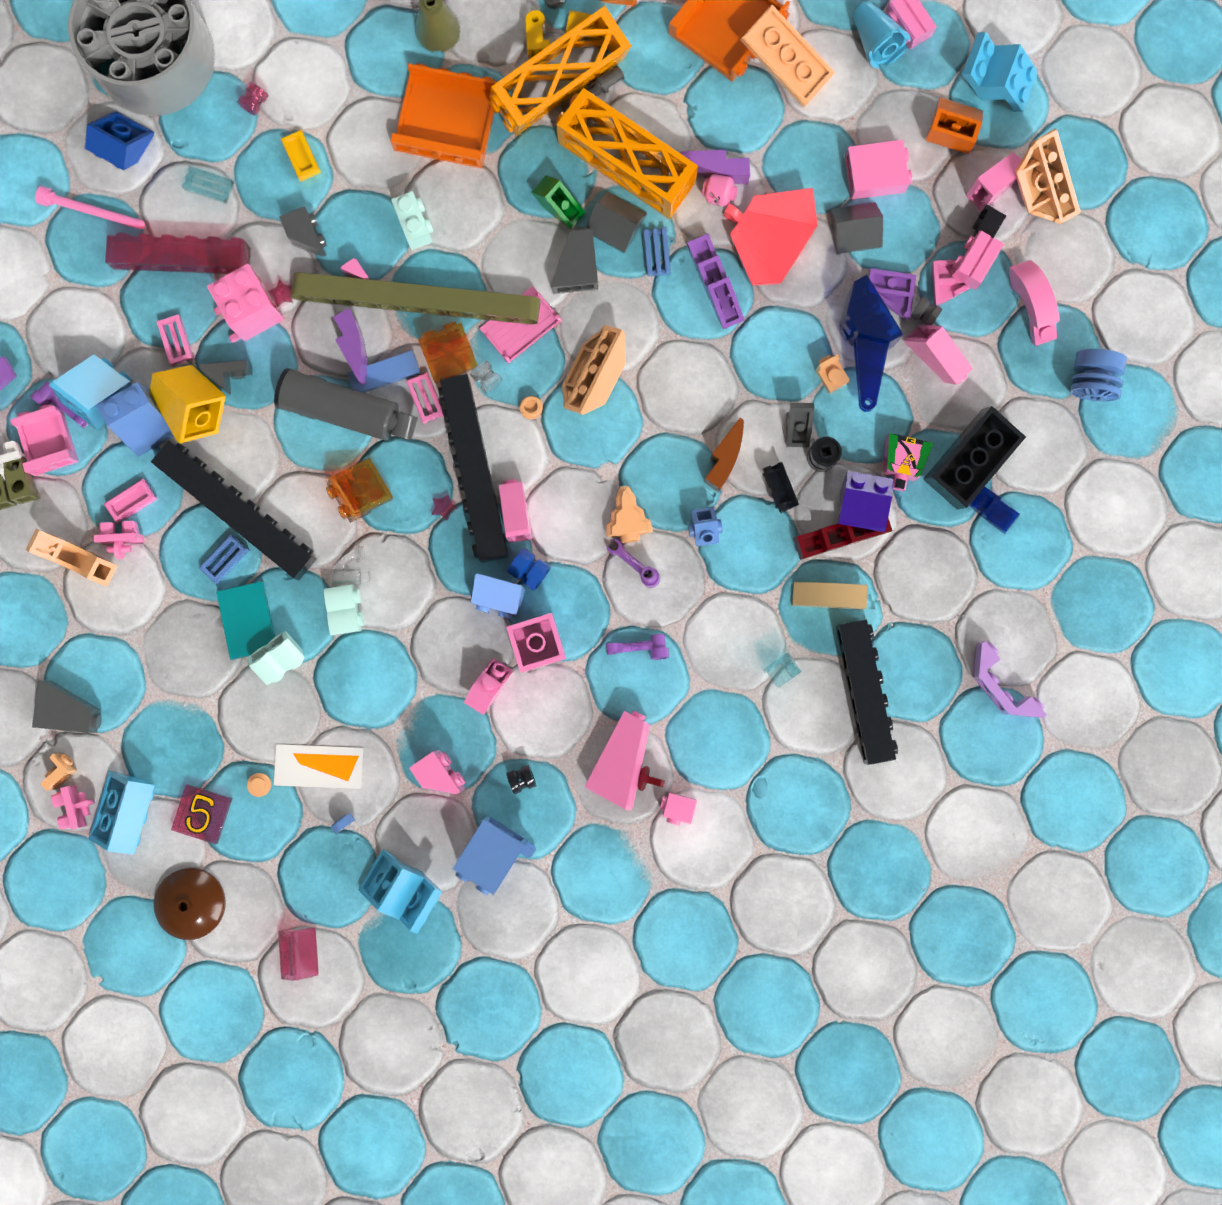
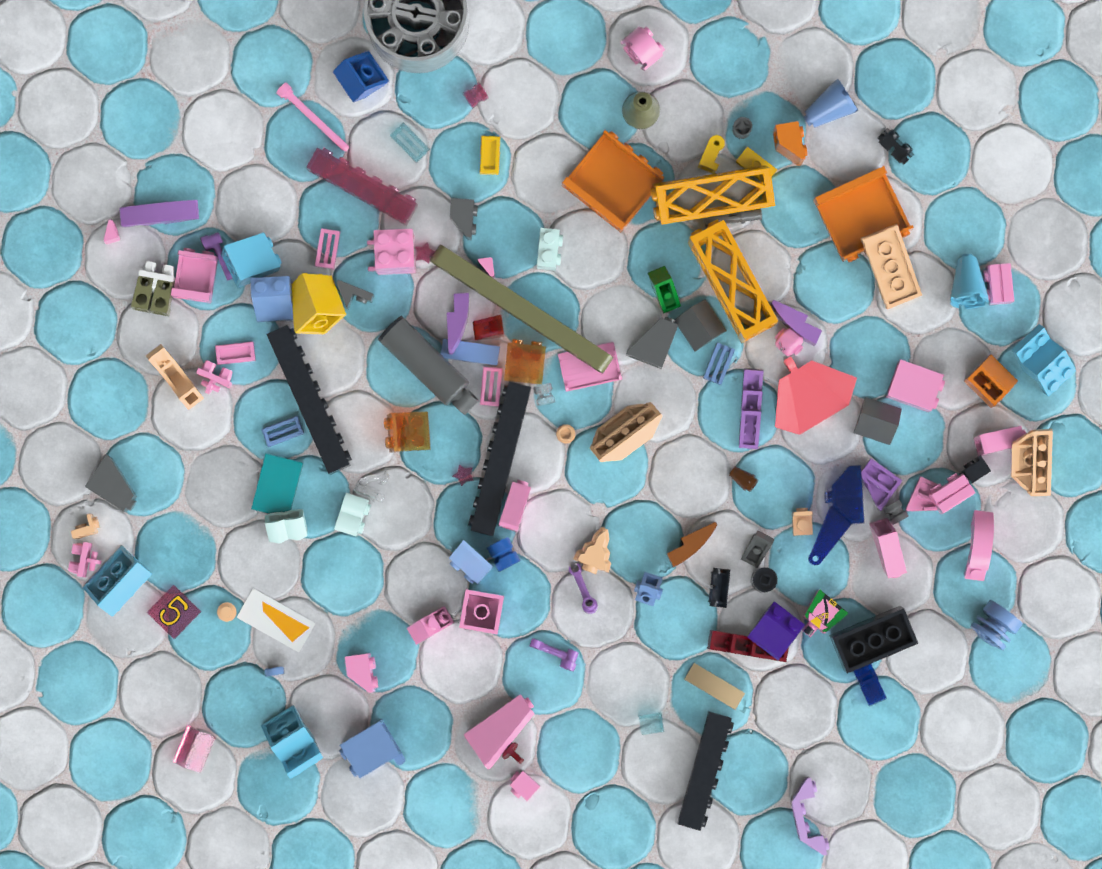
camera: 20 degrees right, 0 degrees up
(204, 901) = (146, 673): reddish brown dish -> none
(391, 336) = (488, 328): none -> clear red slope
(526, 776) = (424, 708): black wheel -> none
(747, 359) = (744, 479): none -> reddish brown cone

